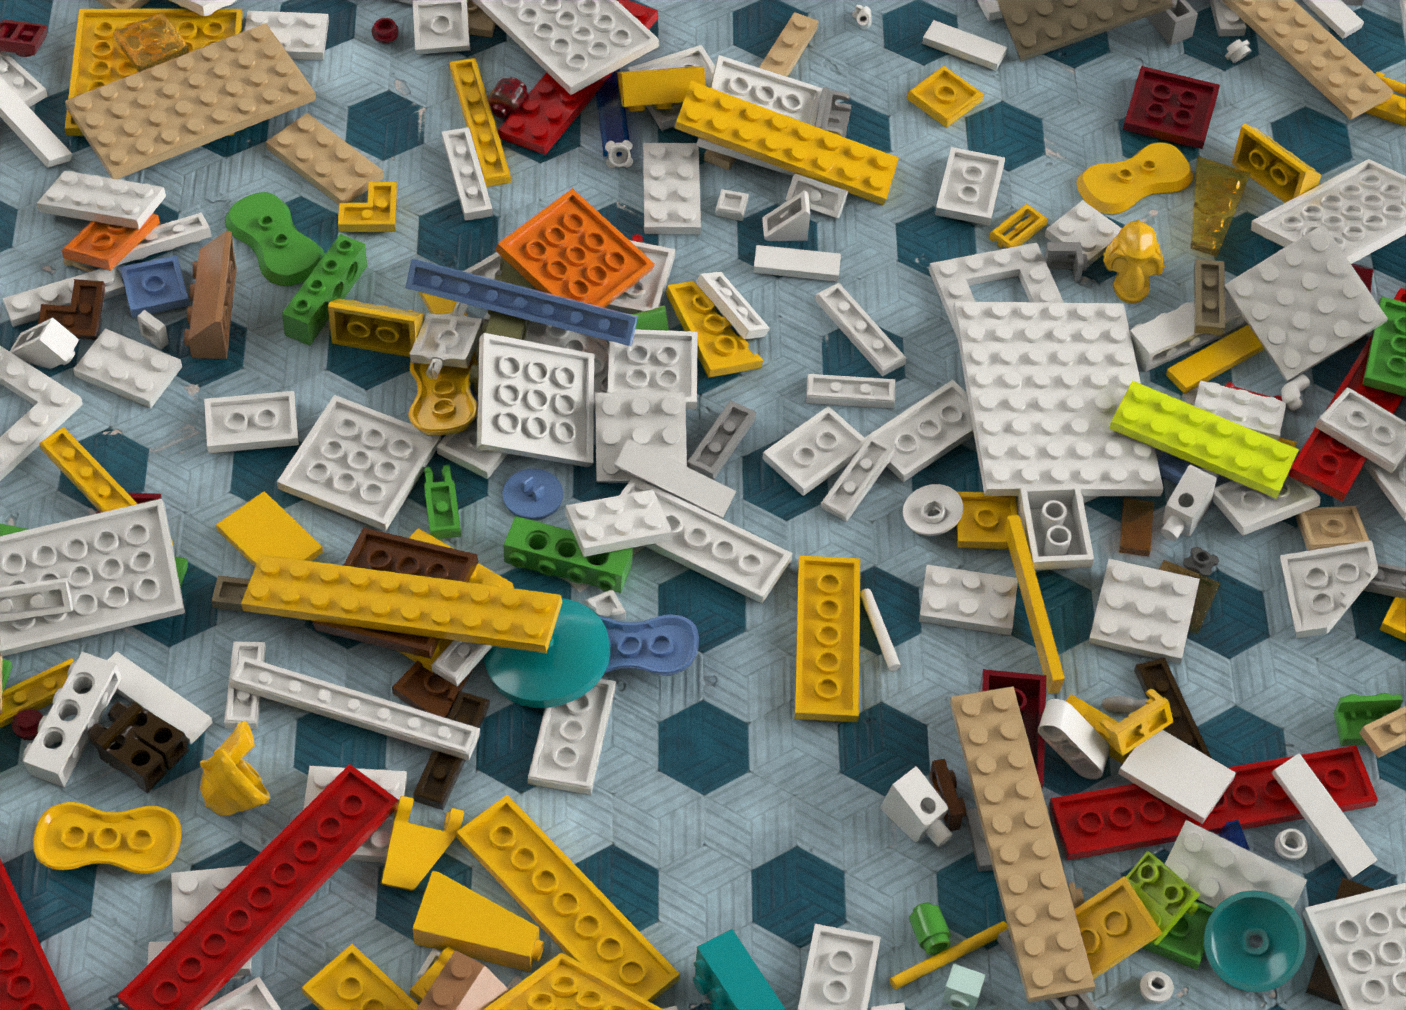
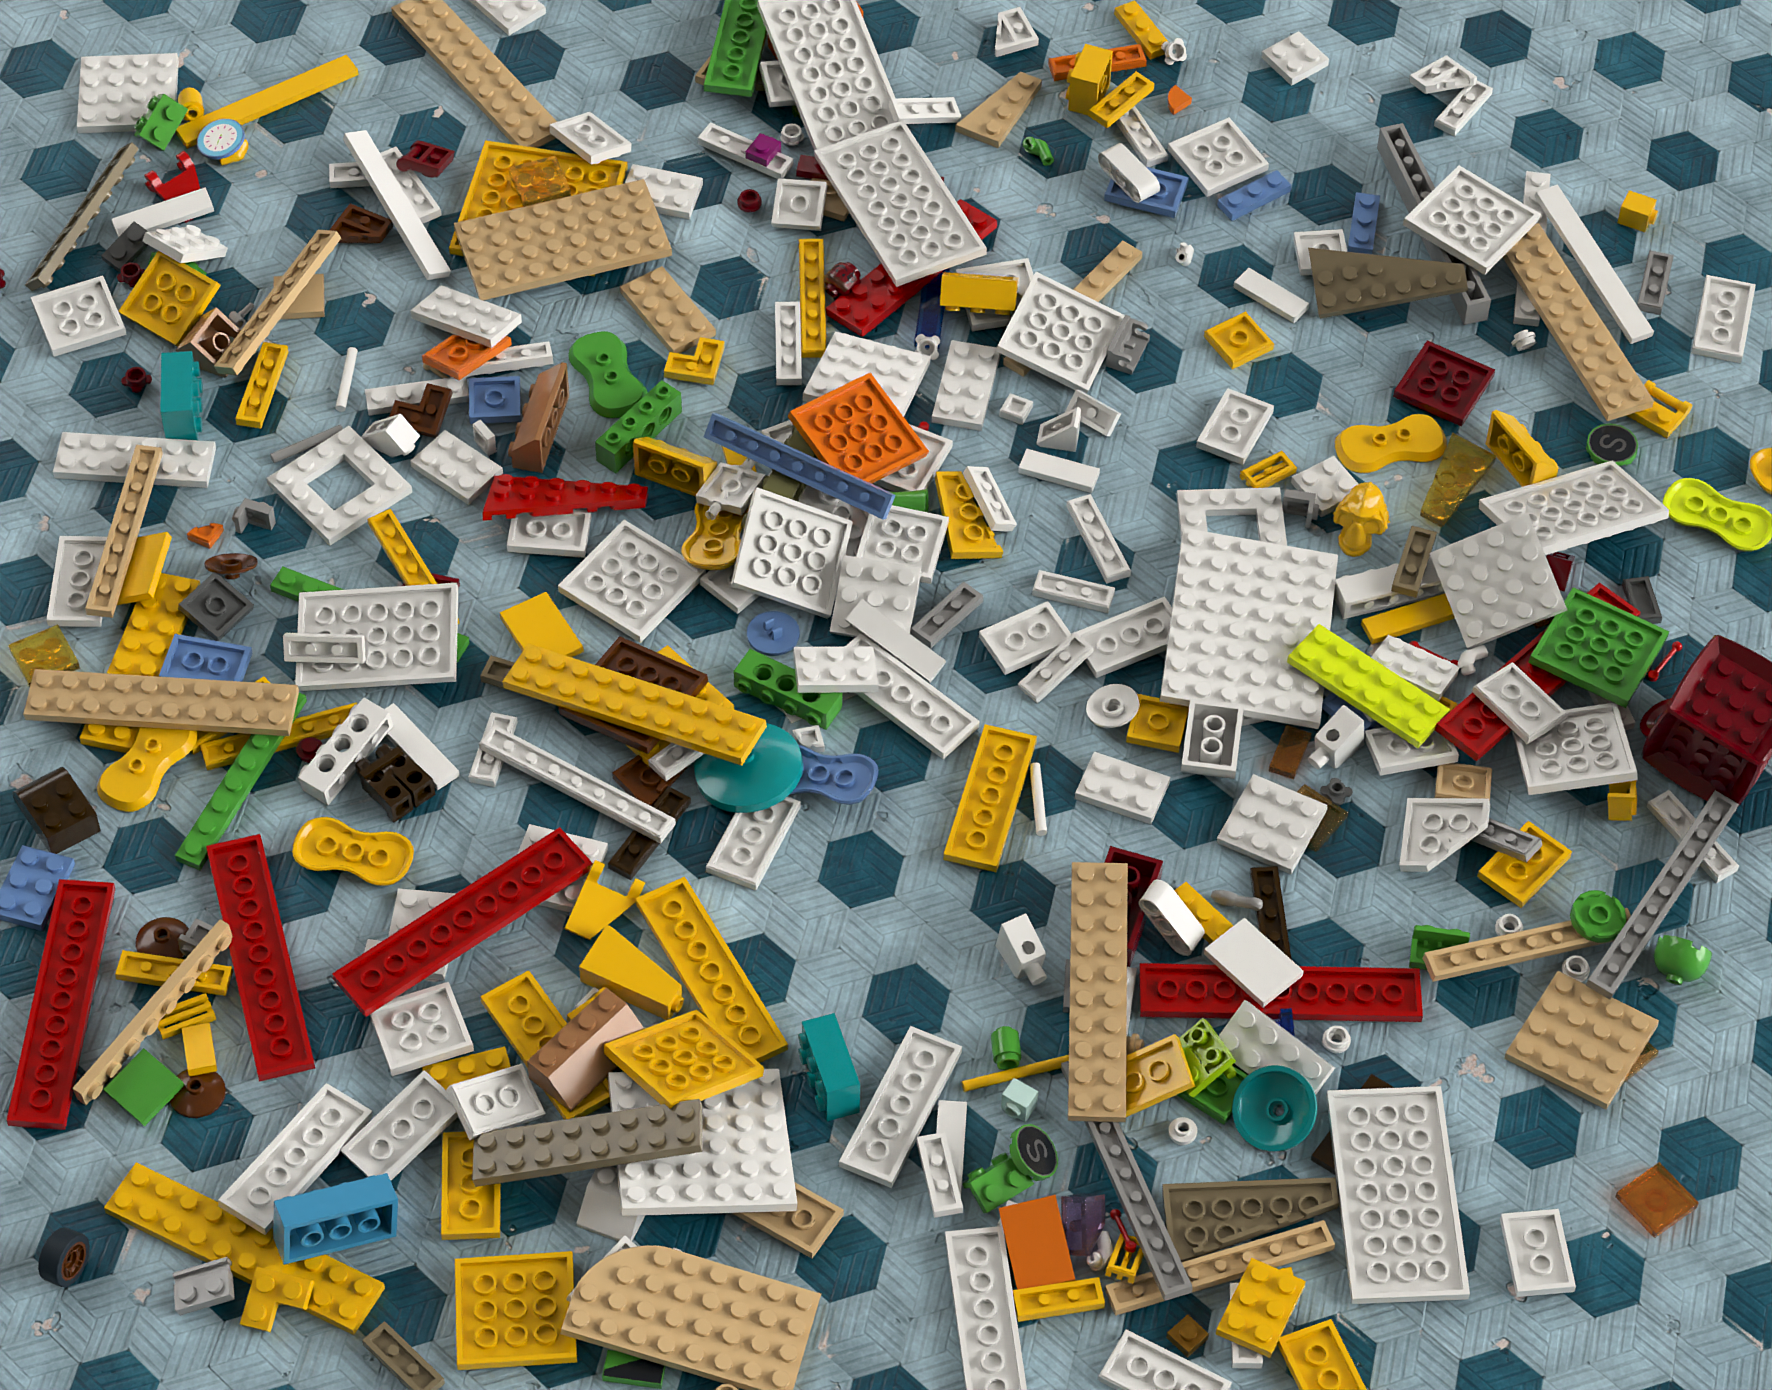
camera: 15 degrees right, 0 degrees up
(230, 781) = (461, 823): yellow head -> none
(252, 382) = (557, 497): none -> red wing
(441, 505) = (692, 628): bright green hinge -> none
(541, 180) = (852, 357): none -> white plate
(786, 142) = (1077, 361): yellow plate -> none
(945, 783) = (1054, 954): reddish brown plate -> none
(1034, 604) = (1174, 800): yellow tile -> none
(1139, 724) = (1230, 916): yellow hinge -> none
(1324, 816) = (1370, 1020): white tile -> none
(1361, 142) = (1612, 443): none -> black tile

